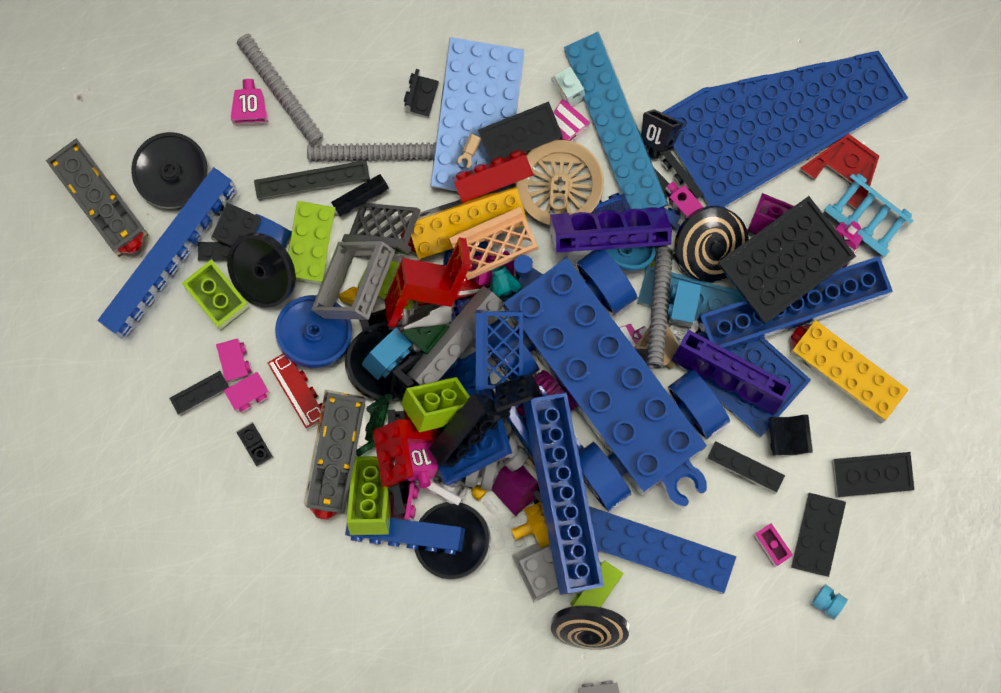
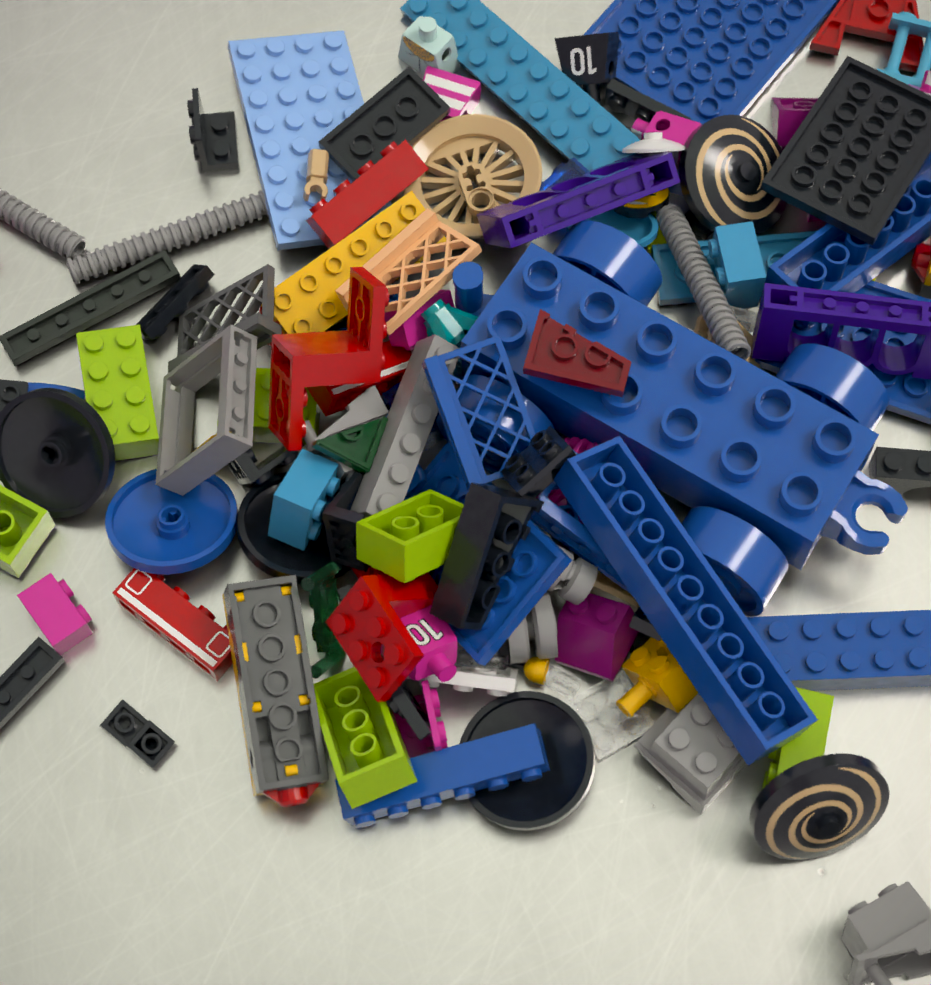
camera: 20 degrees left, 15 degrees down
(247, 392) = (95, 654): dark pink brick -> none
(557, 343) = (571, 359): none -> dark red wing
(667, 213) = (653, 143): none -> white dish

